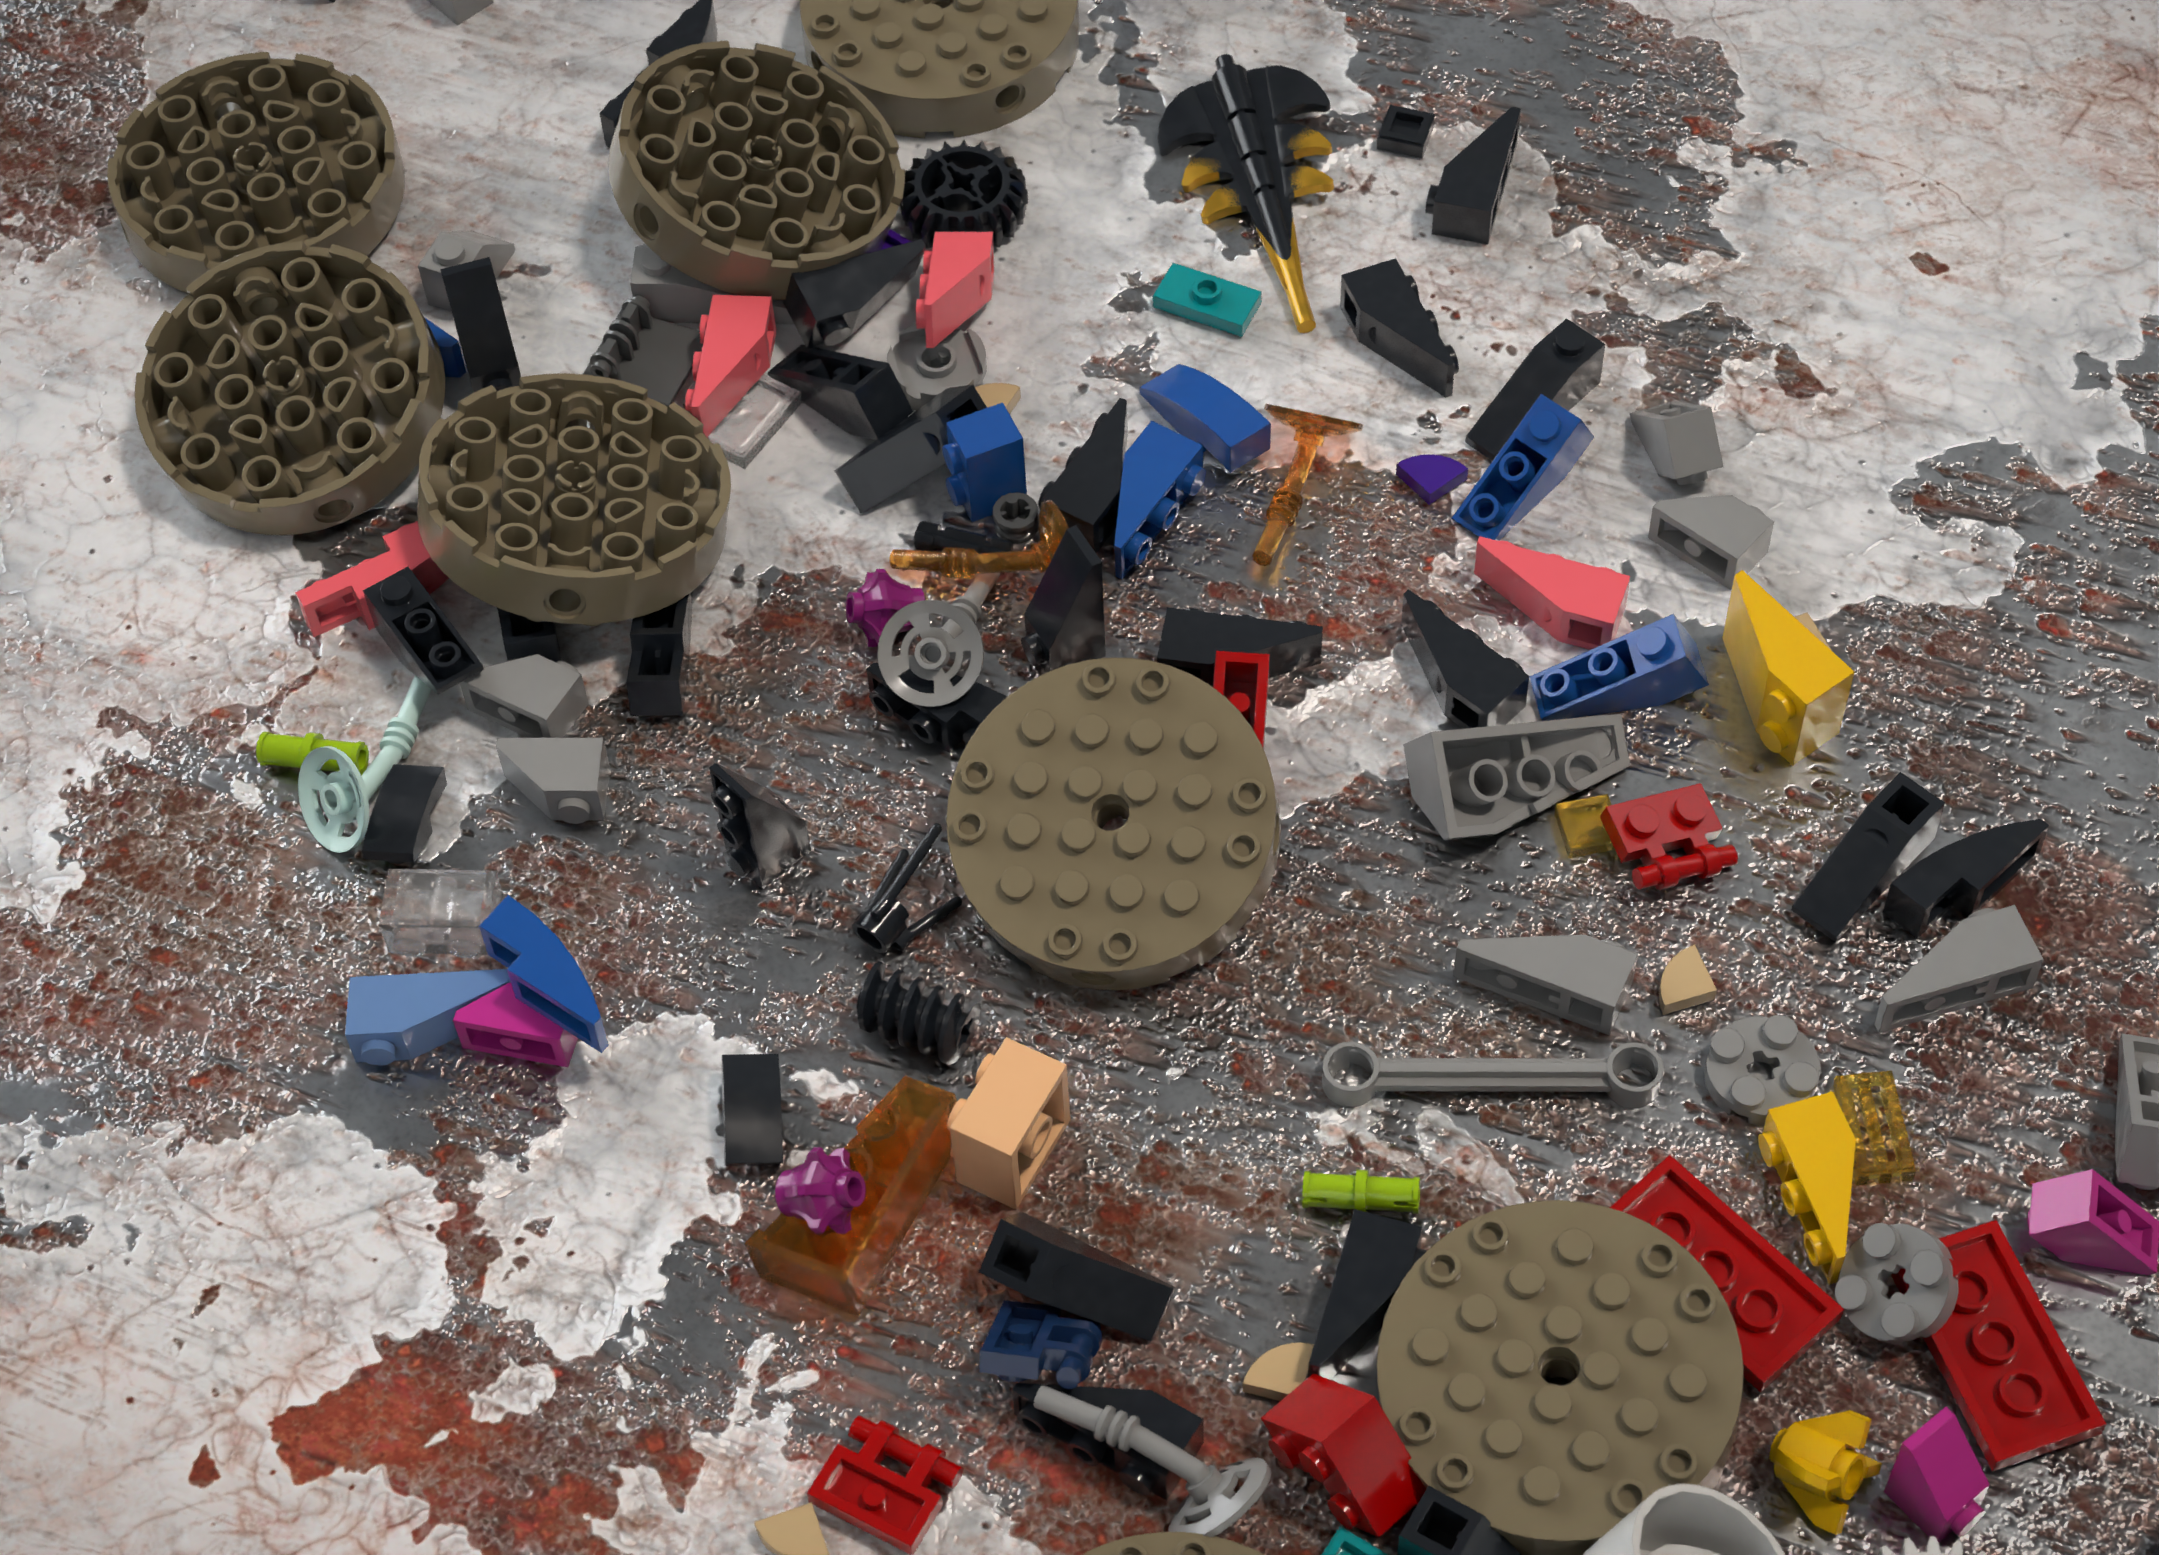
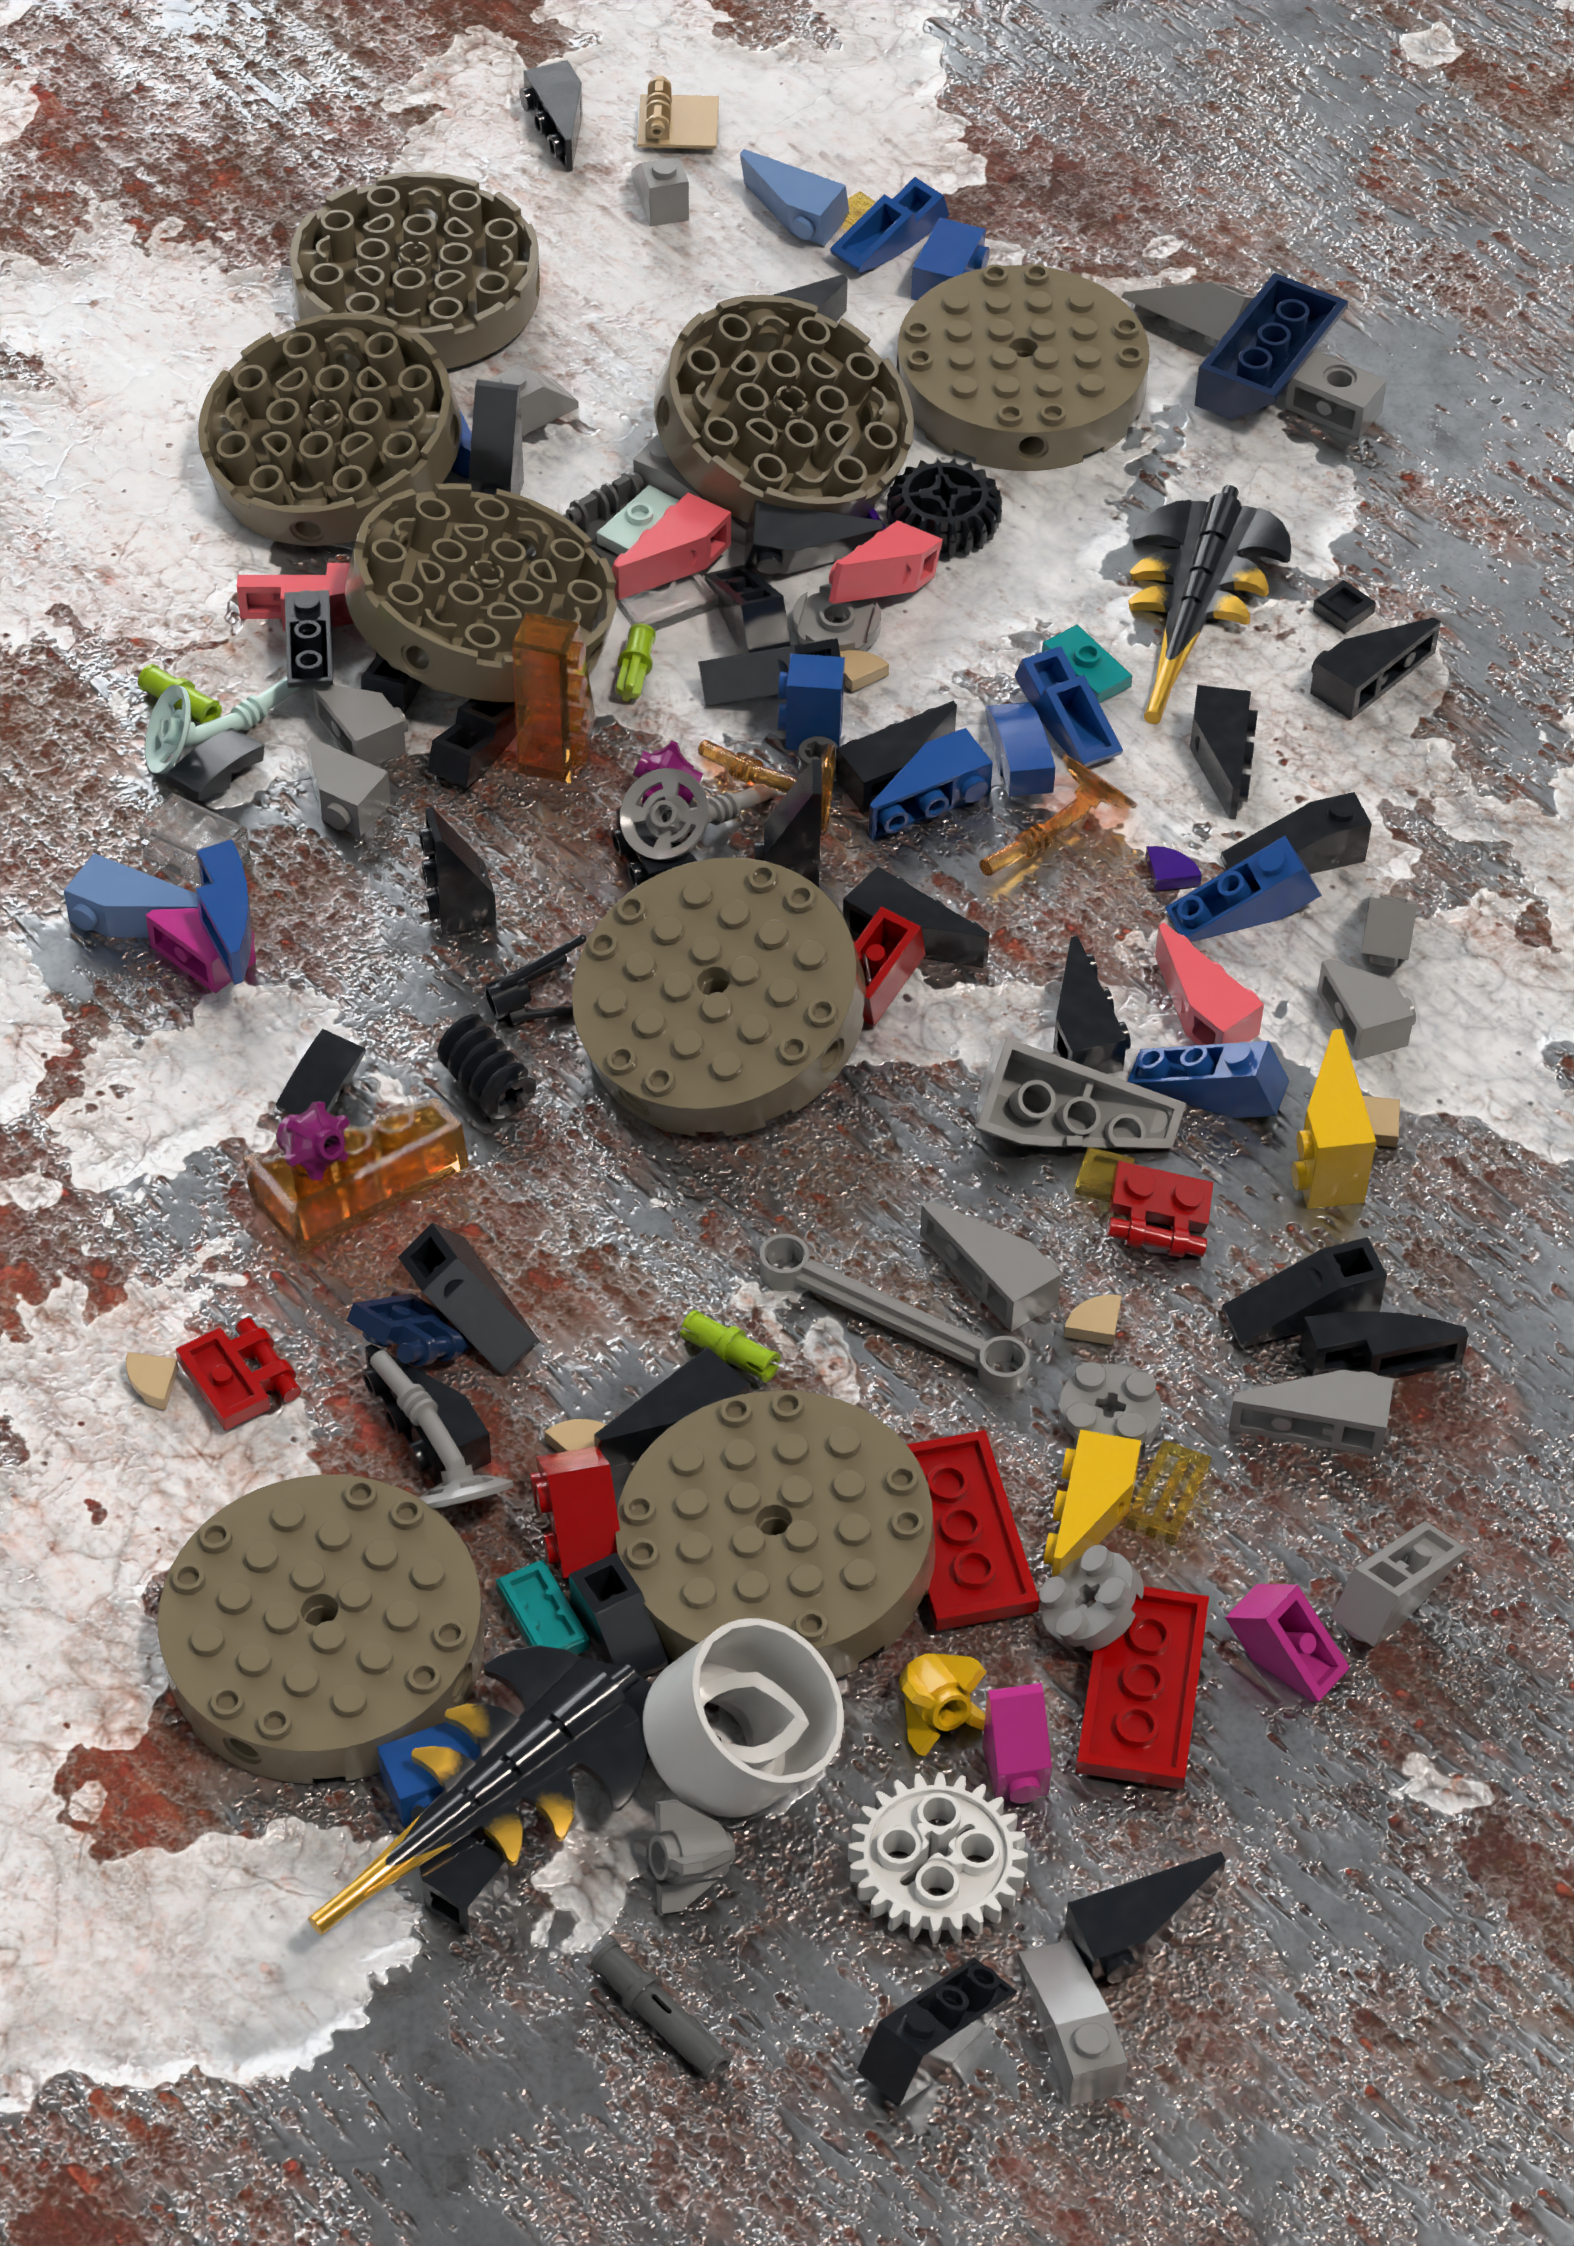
camera: 25 degrees right, 5 degrees down
(670, 347) = (637, 516): none -> light aqua plate
(736, 581) = (551, 697): none -> clear orange wedge
(764, 498) = (635, 661): none -> lime axle
(930, 538) = (743, 742): black axle -> none
(1009, 1122) = (495, 1169): light nougat brick -> none
(1225, 352) = (1067, 707): none -> blue slope

